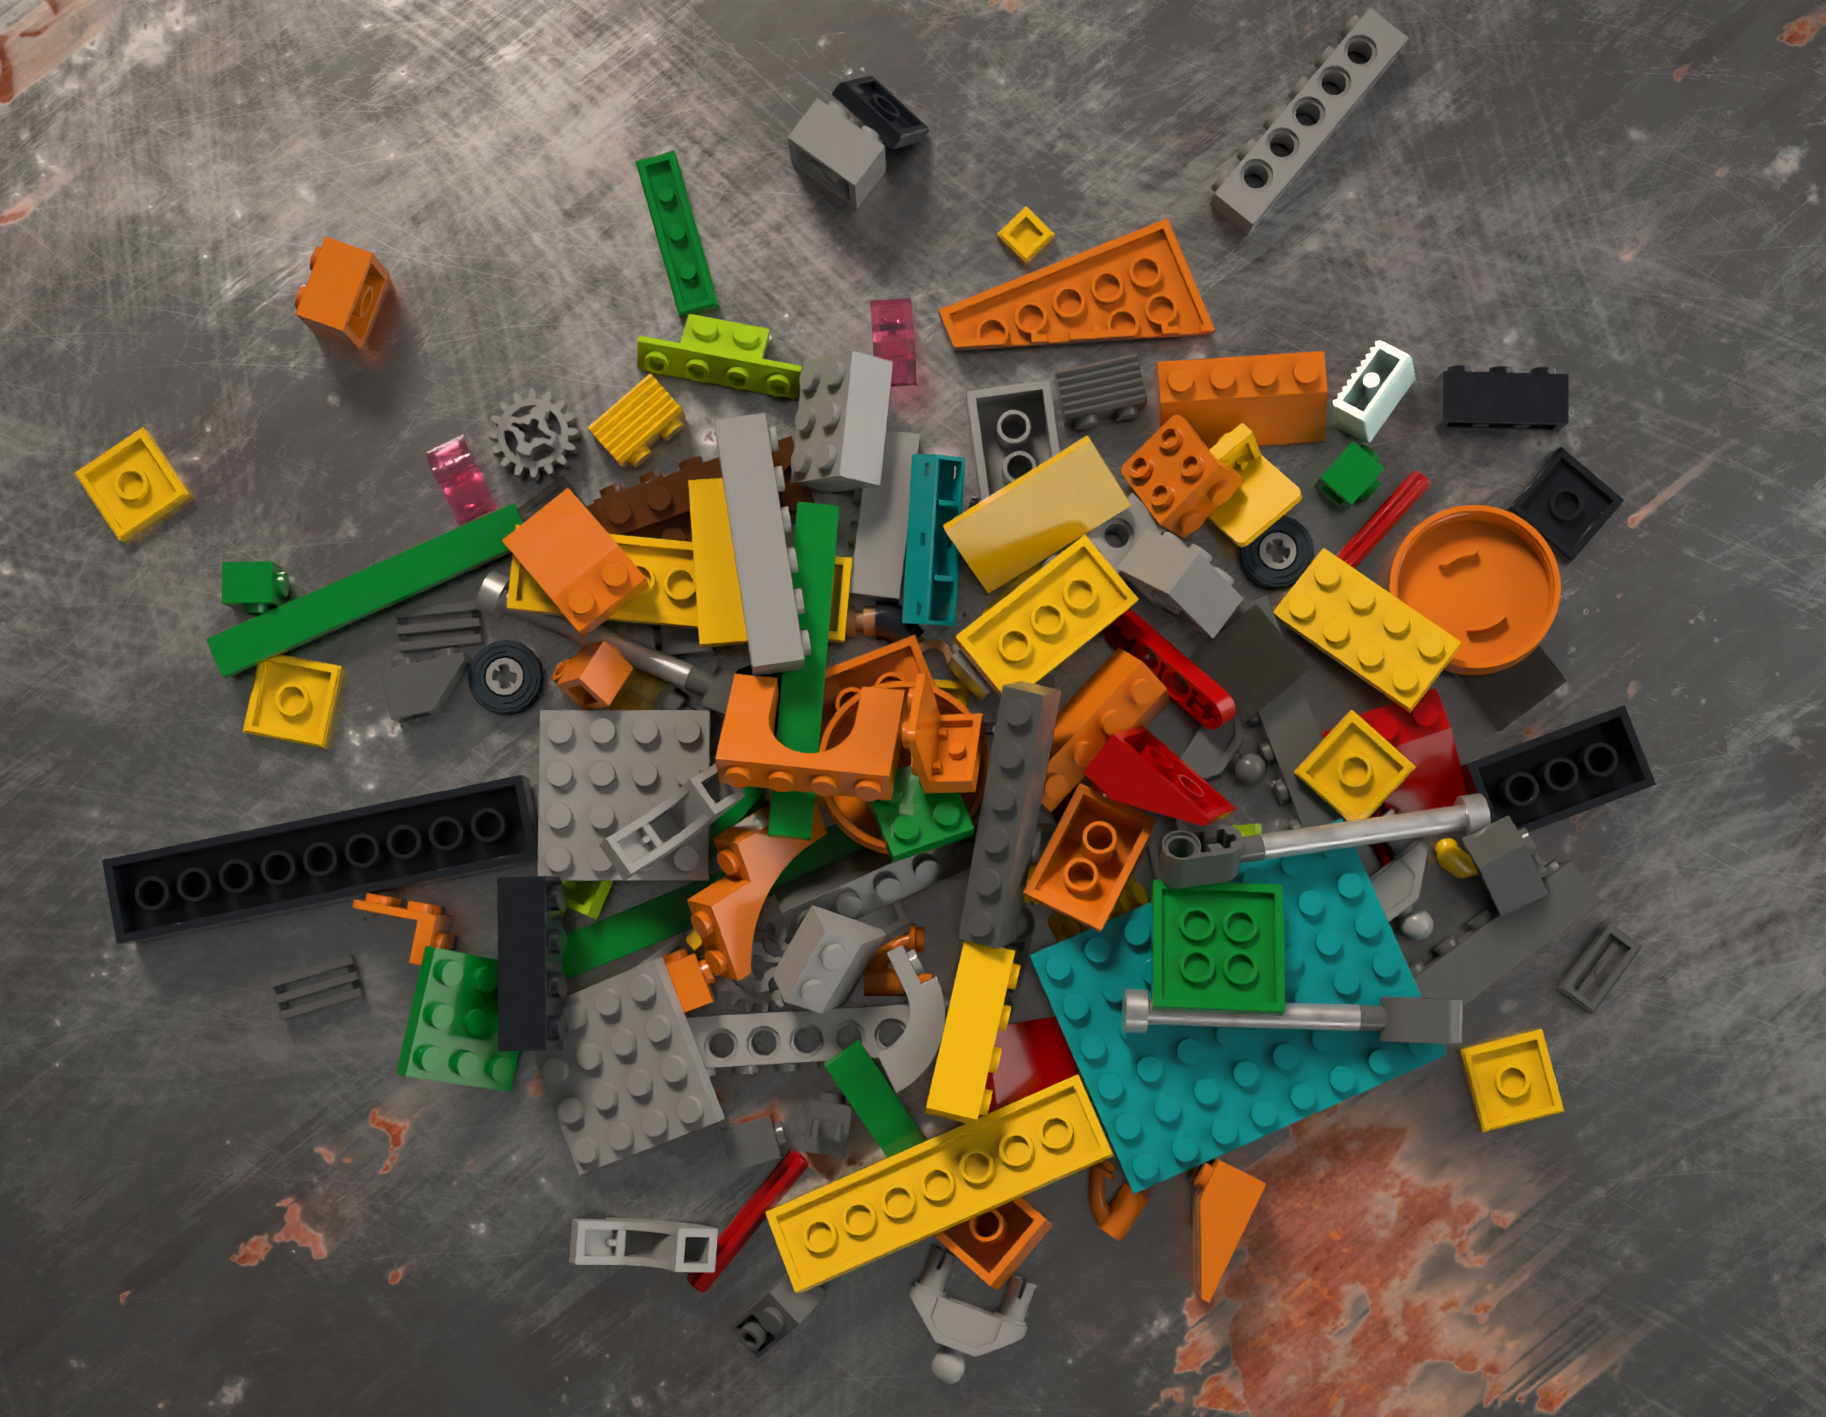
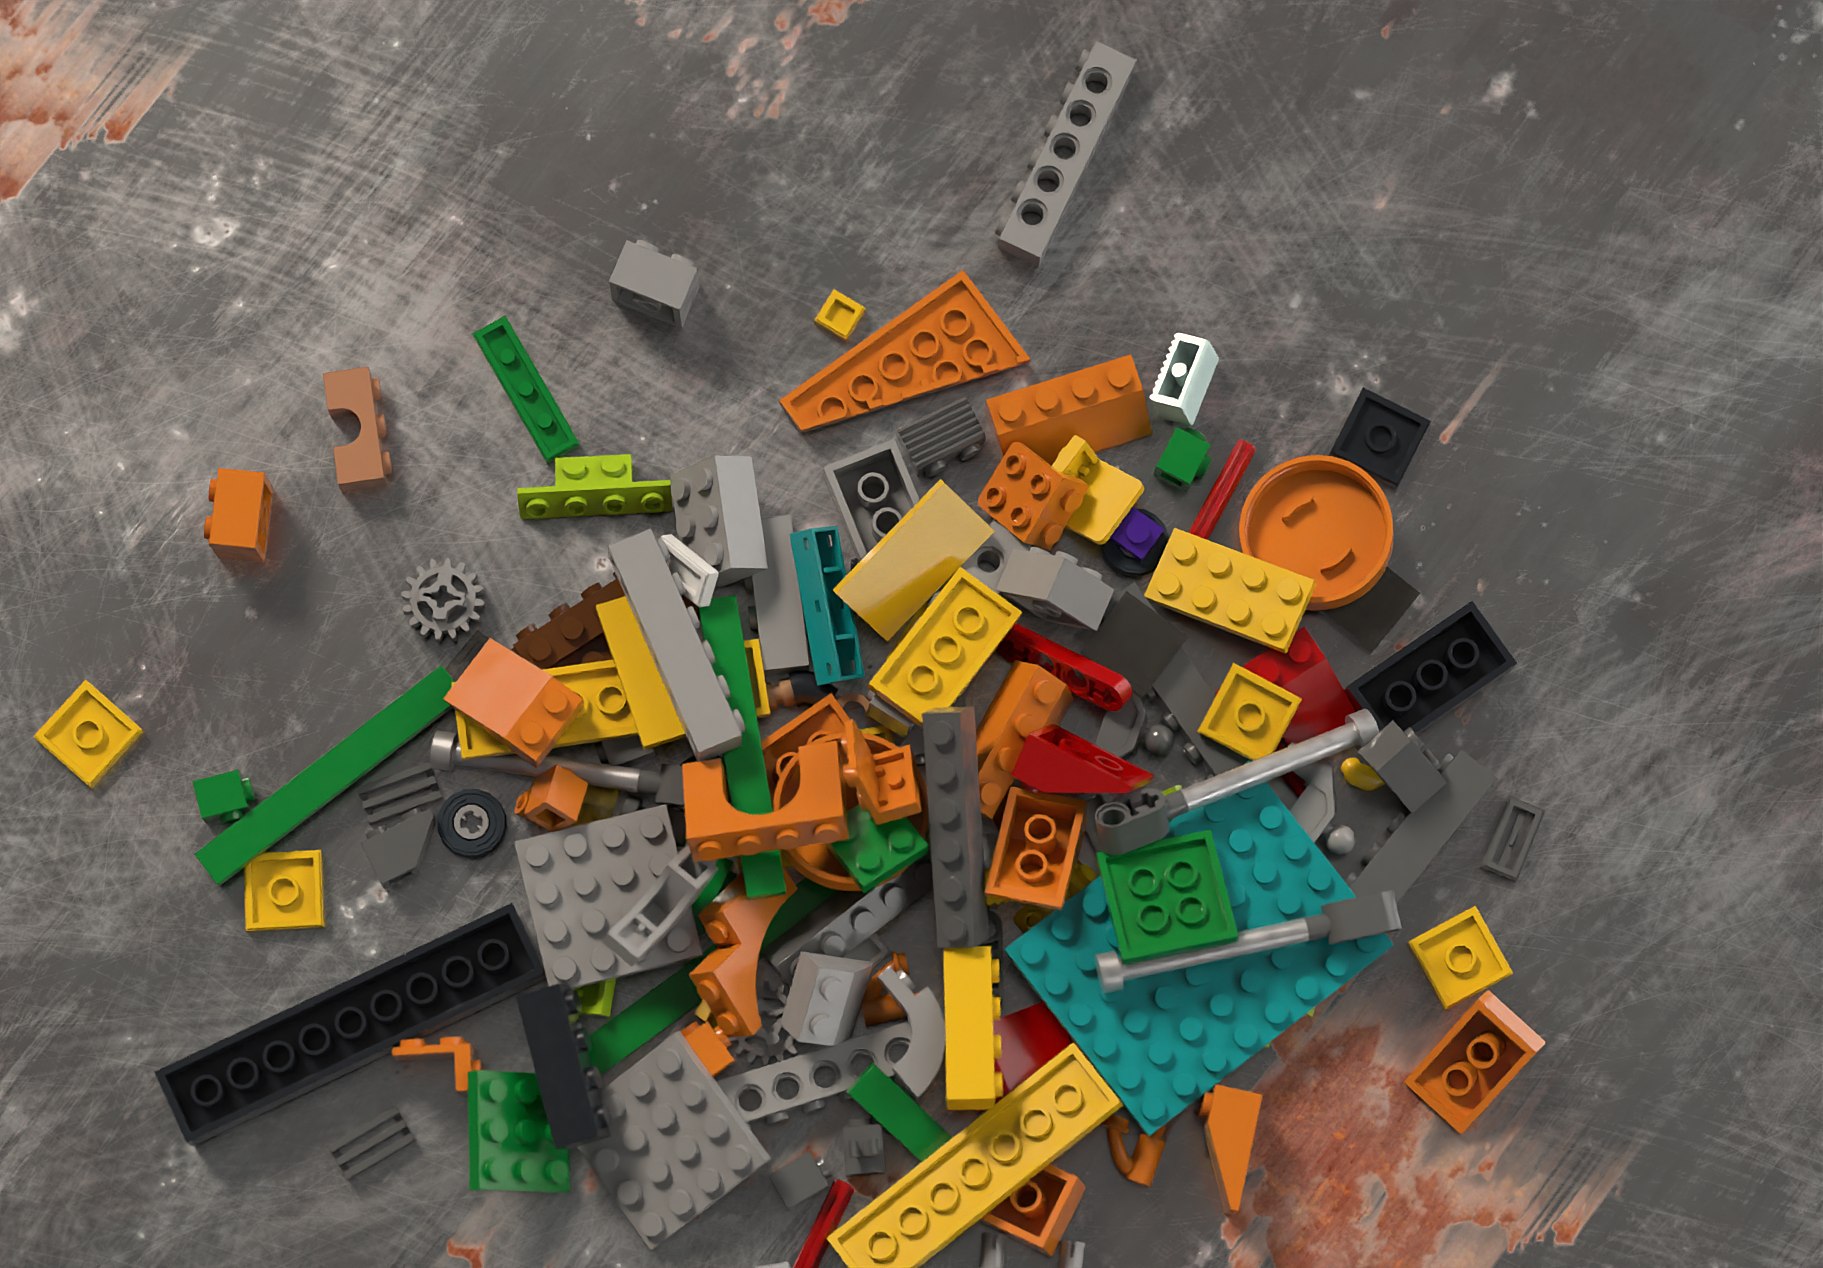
camera: 20 degrees left, 5 degrees down
(461, 479) = (387, 655): clear pink brick -> none
(488, 267) = (354, 395): none -> nougat arch
(638, 423) = (534, 566): yellow brick -> none
(799, 469) = (695, 573): none -> white tile
(881, 111) = (684, 237): black tile -> none
(895, 338) = (746, 434): clear pink brick -> none
(1281, 545) = (1137, 534): none -> dark purple plate
(1501, 399) = (1299, 358): black brick -> none
(1501, 1197) = (1474, 1061): none -> orange slope

